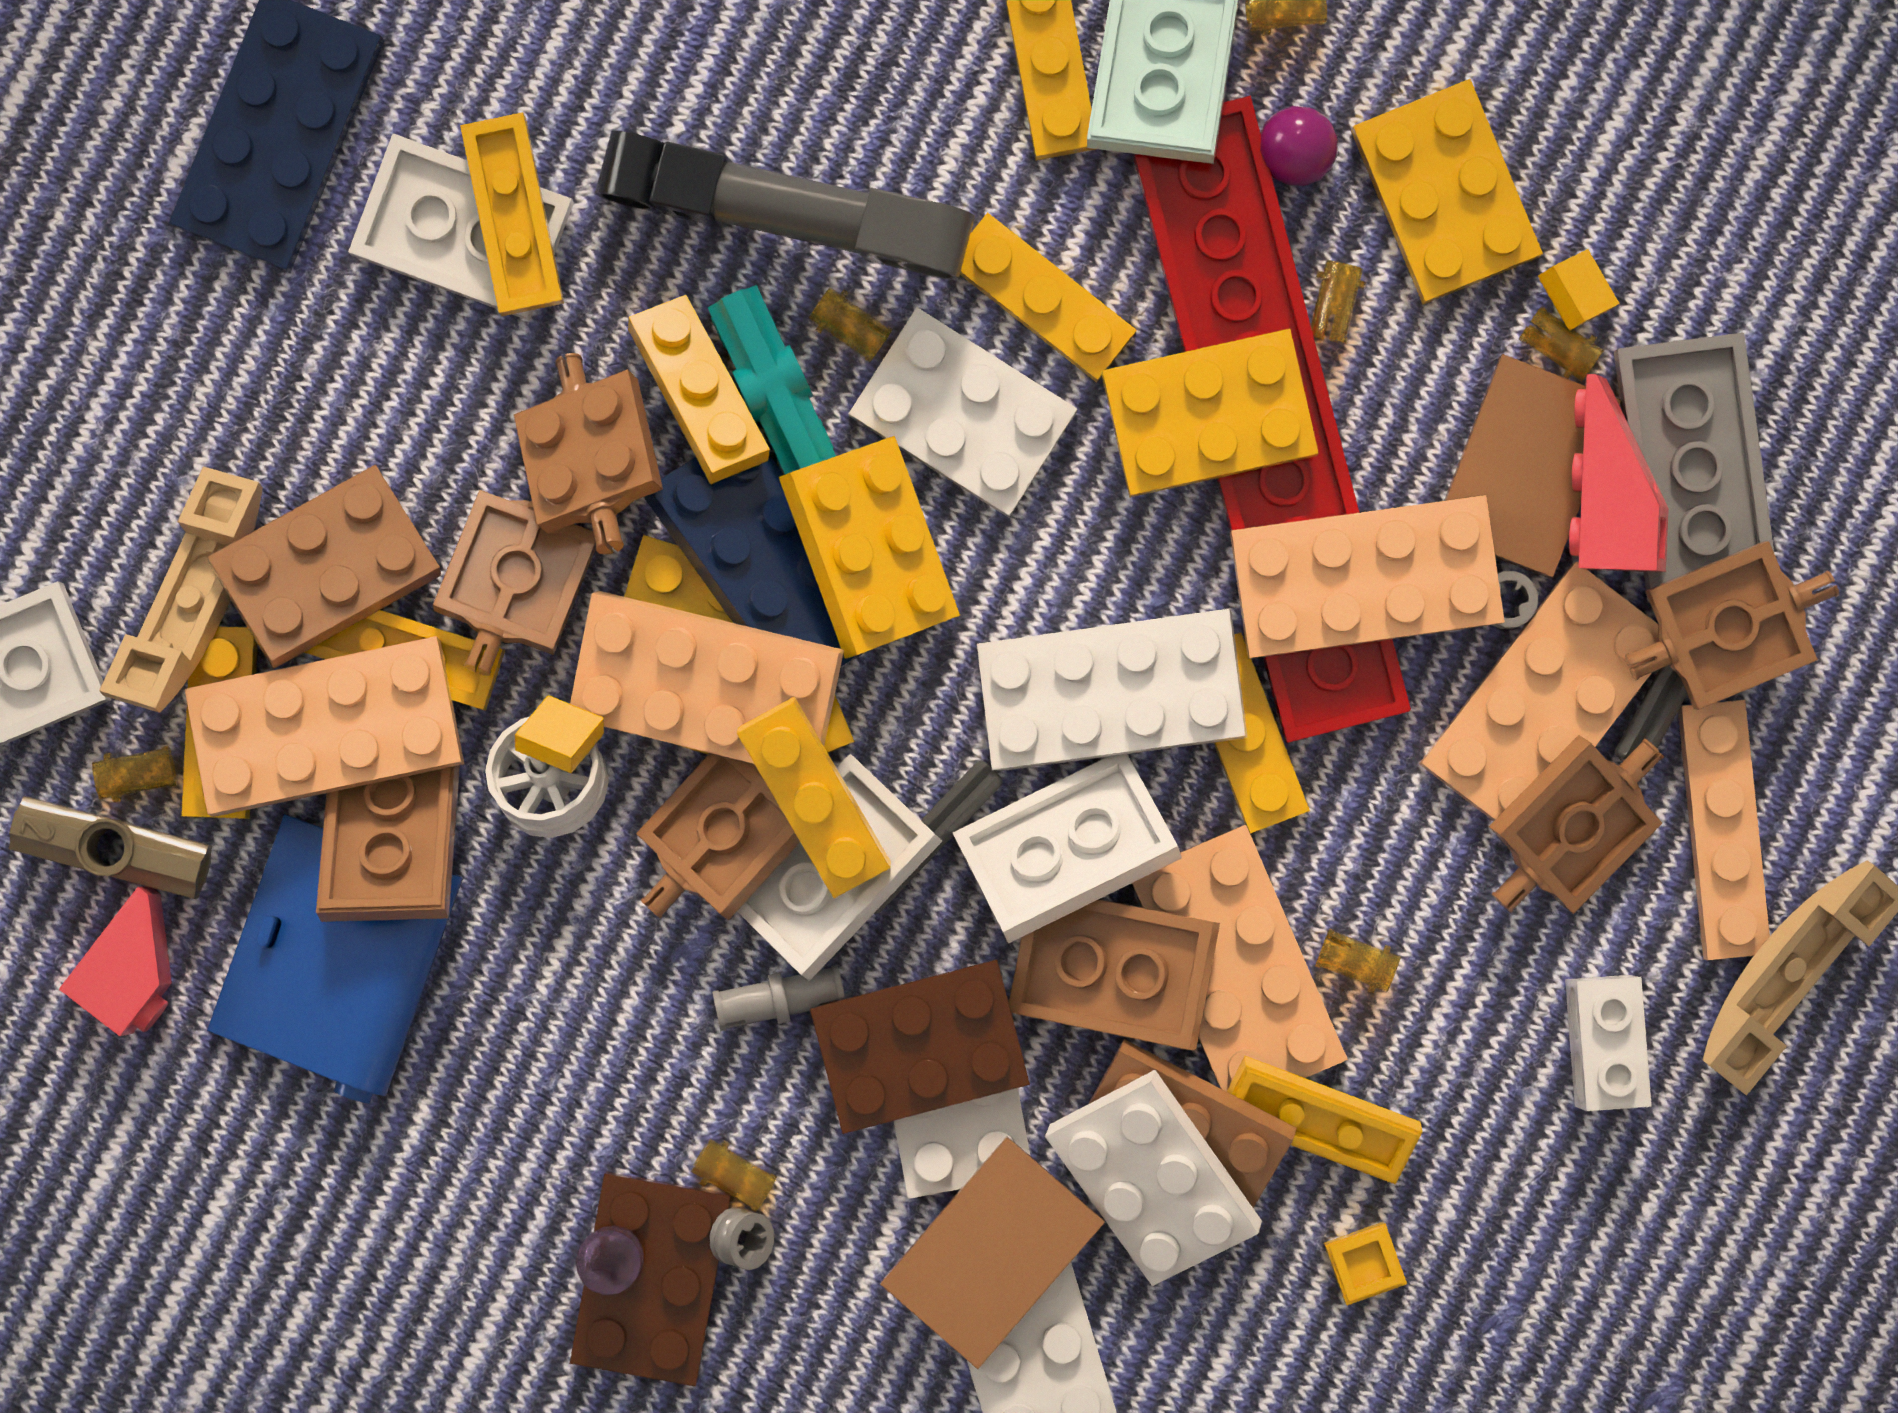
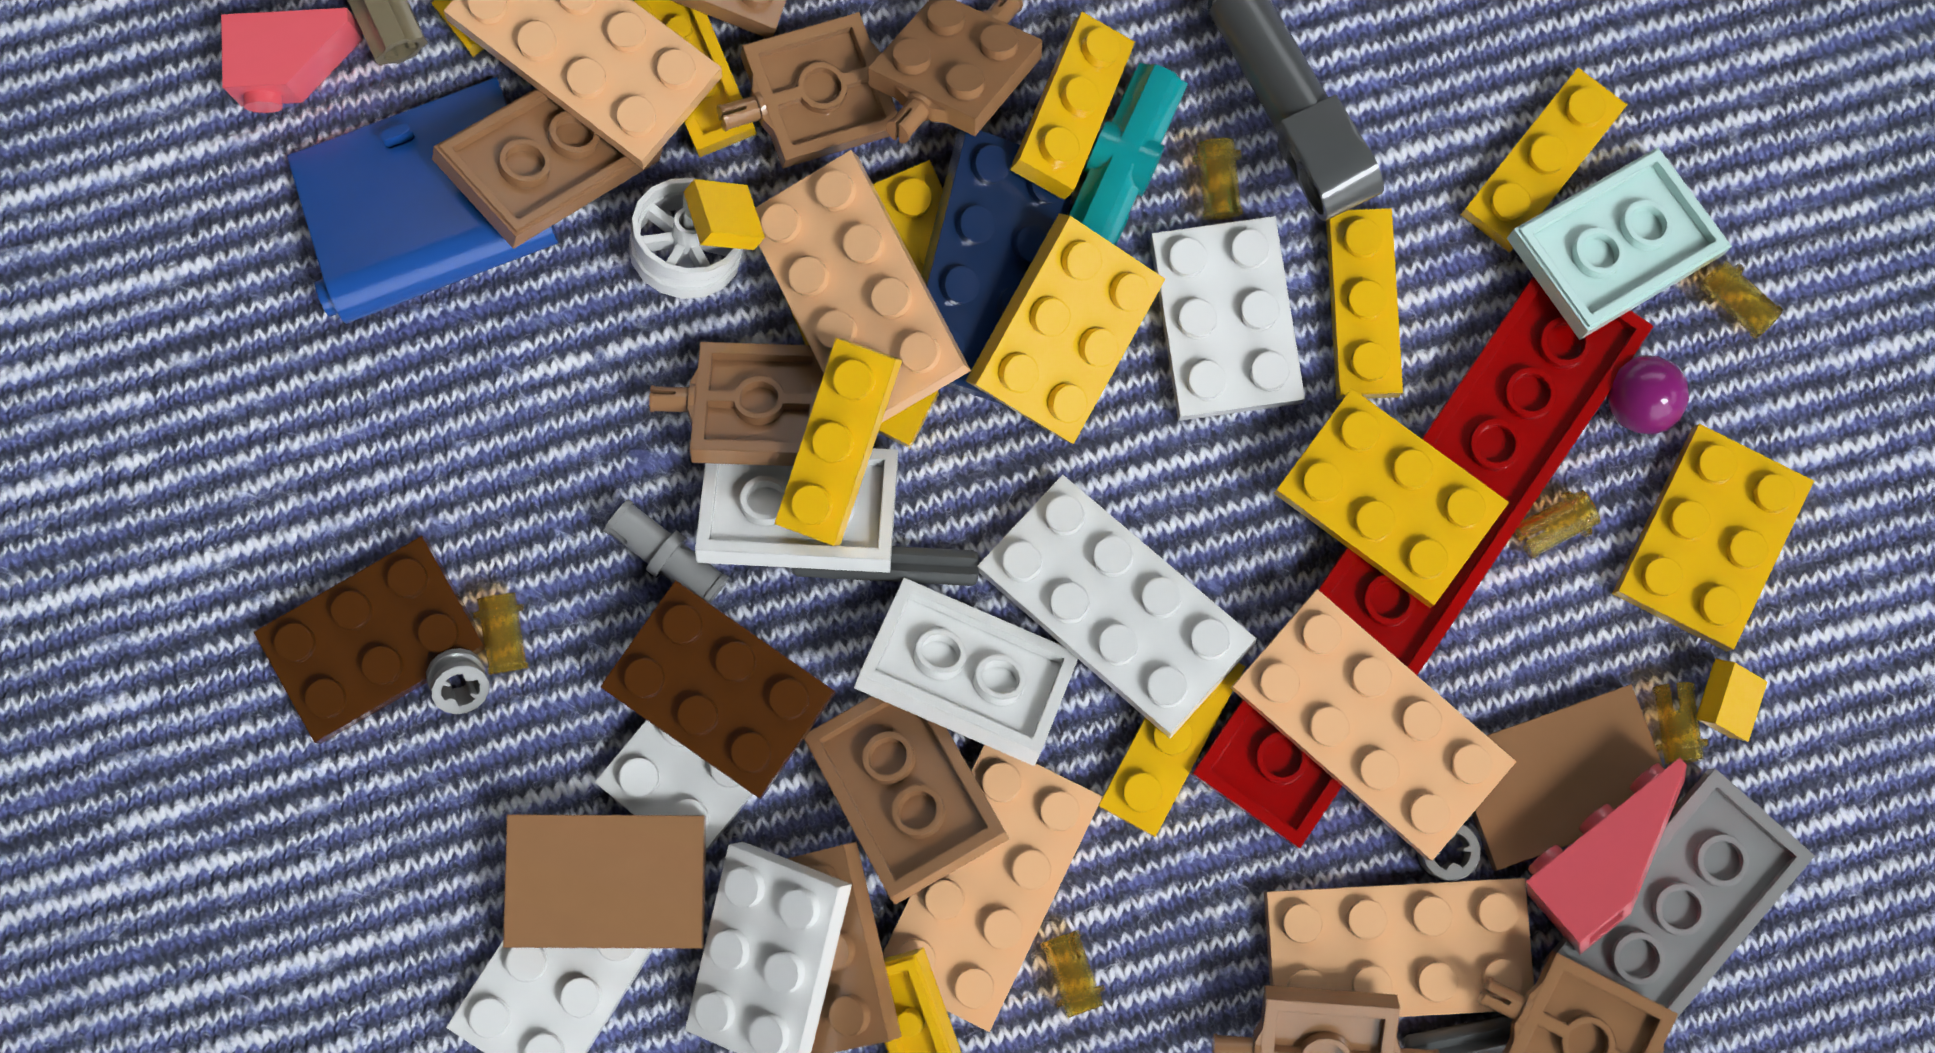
camera: 45 degrees right, 5 degrees down
(617, 1246) = (366, 598): wheel -> none

